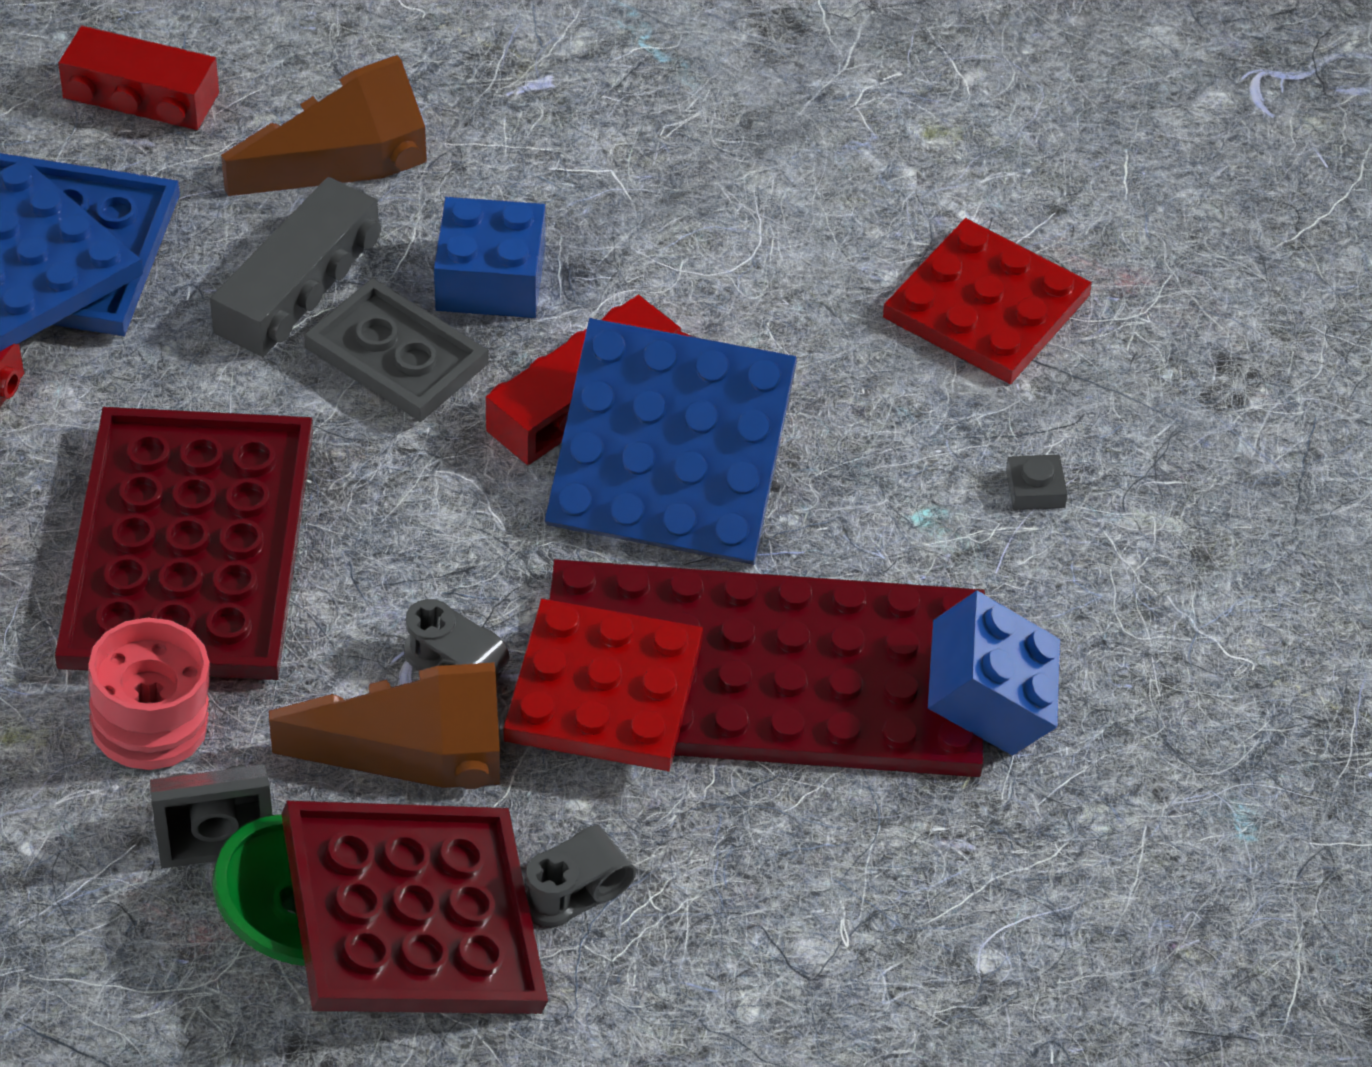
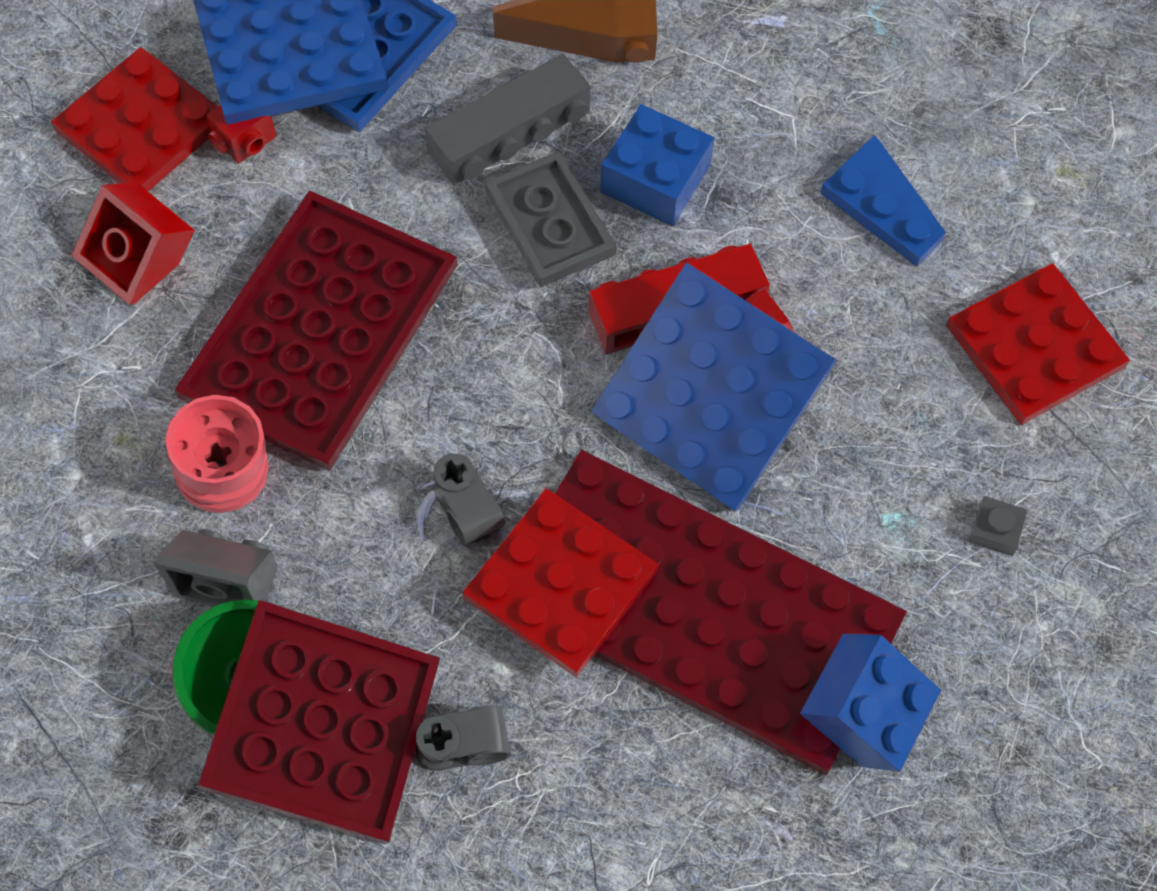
camera: 25 degrees right, 15 degrees up
(419, 732) = (414, 570): dark orange wedge -> none
(756, 219) = (884, 202): none -> blue wing

